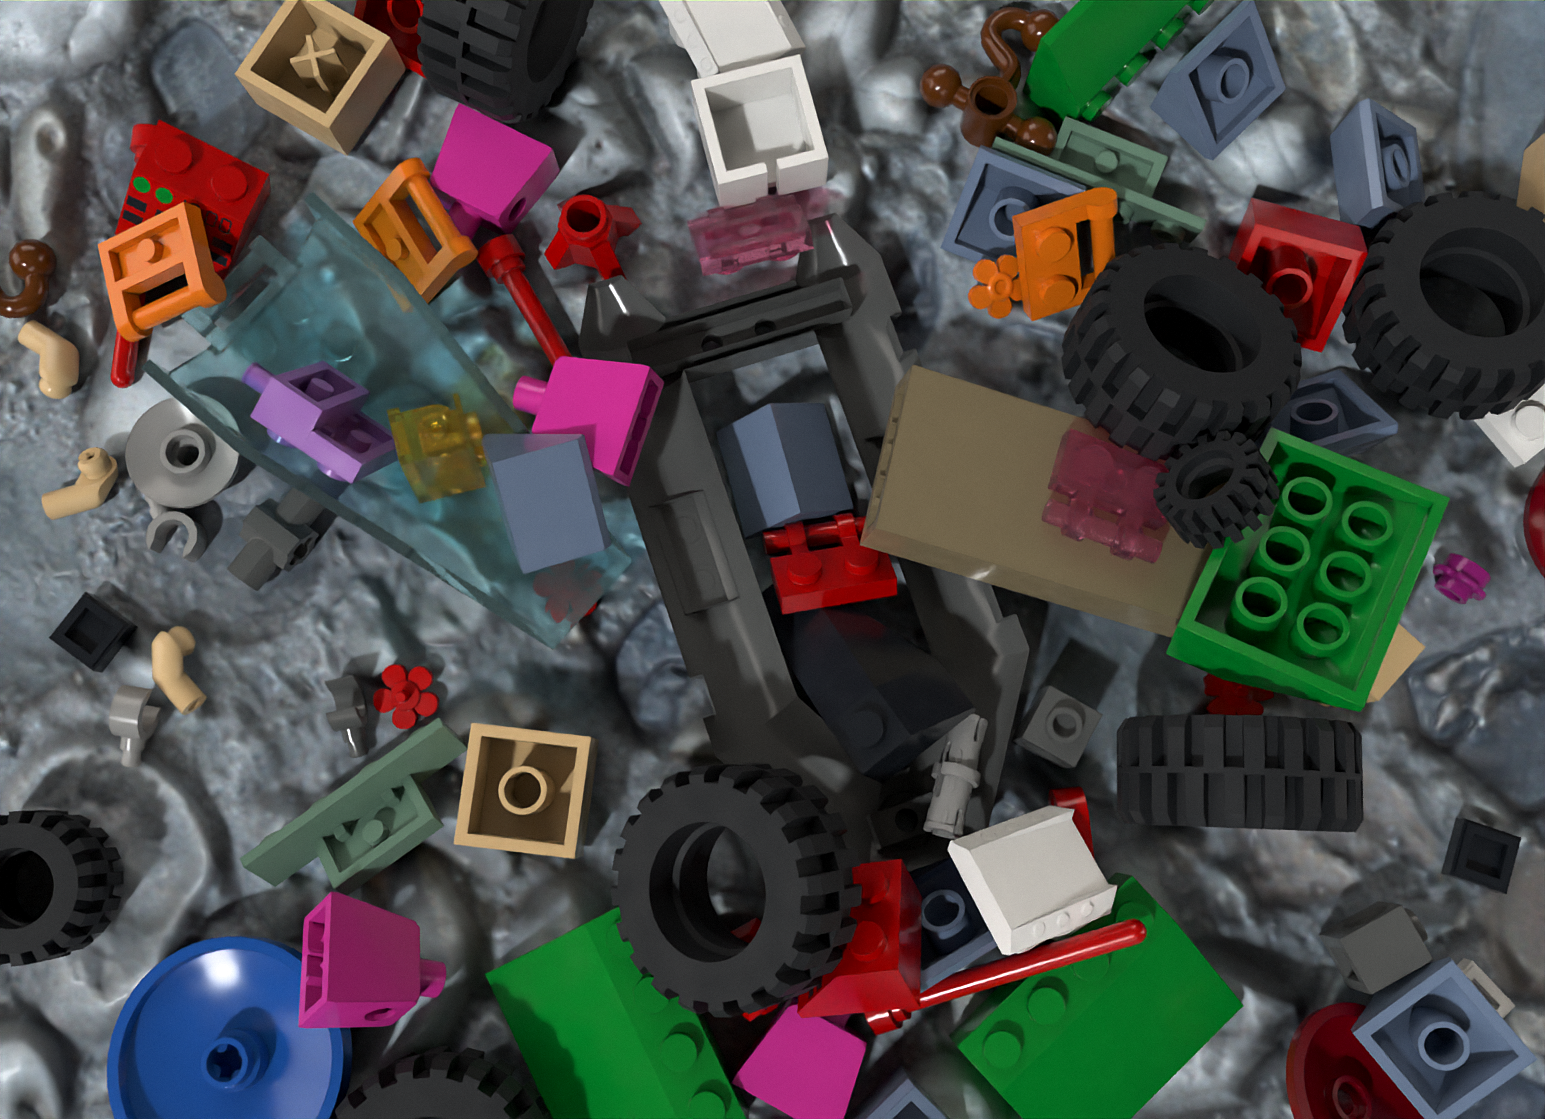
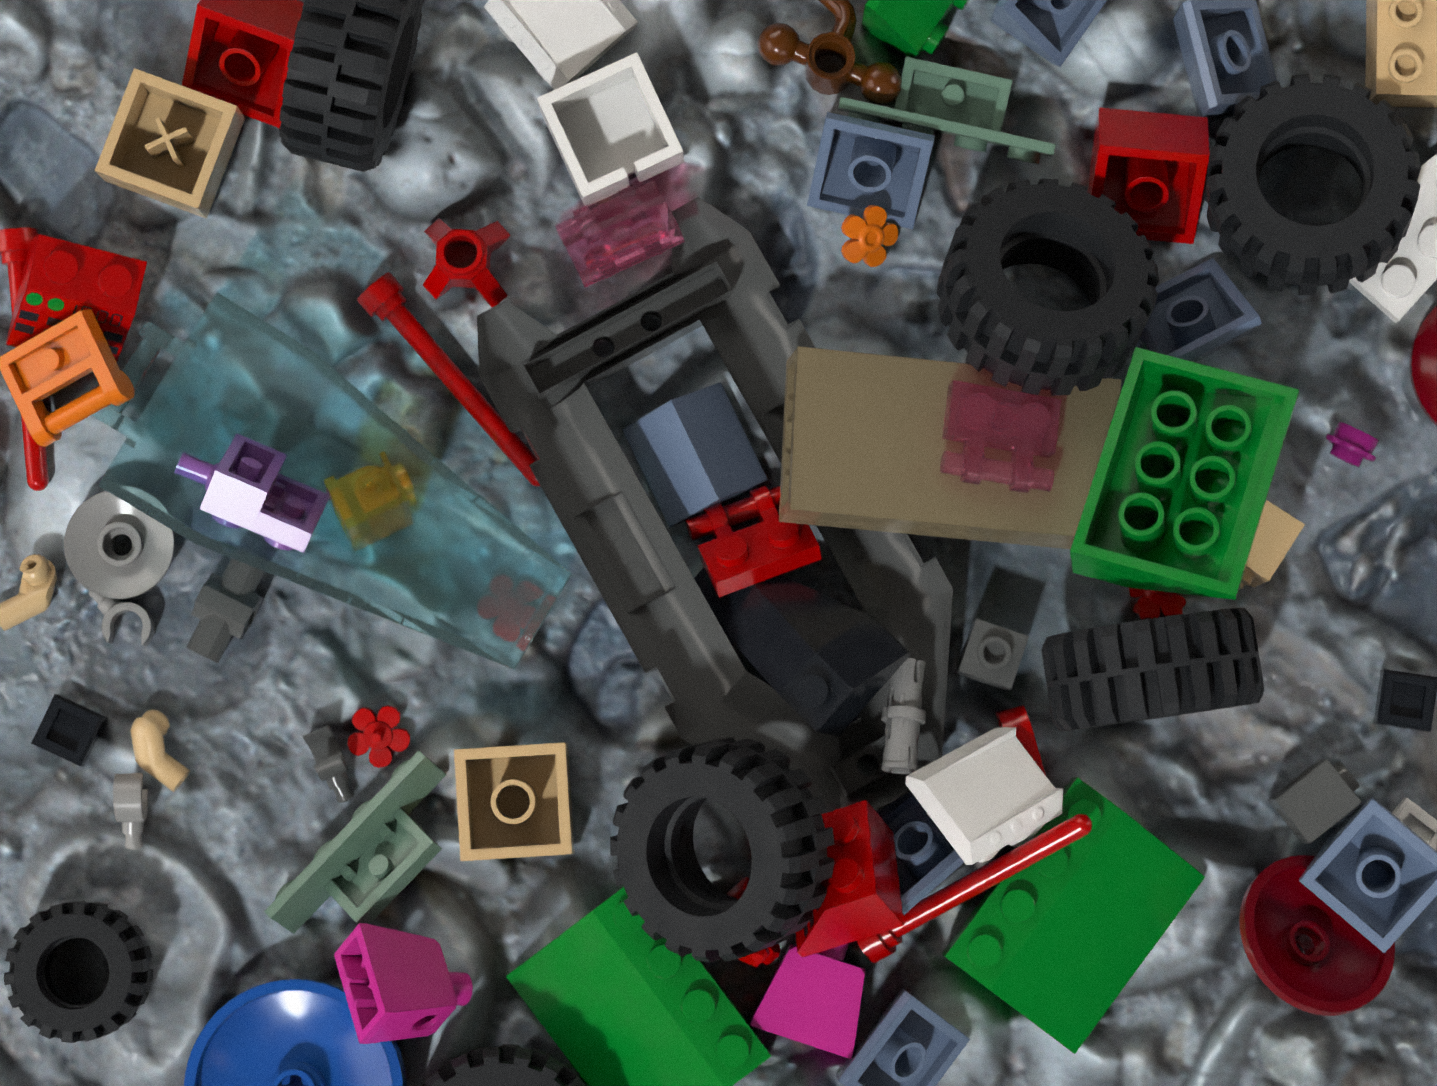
camera: 10 degrees left, 5 degrees up
(399, 237) = (281, 298): orange plate -> none
(490, 173) = (352, 220): dark pink torso -> none
(546, 497) = (482, 532): sand blue slope -> none
(599, 399) = (509, 444): dark pink torso -> none
(1050, 252) = (911, 201): orange plate -> none
(1230, 509) = (1105, 433): black tyre -> none

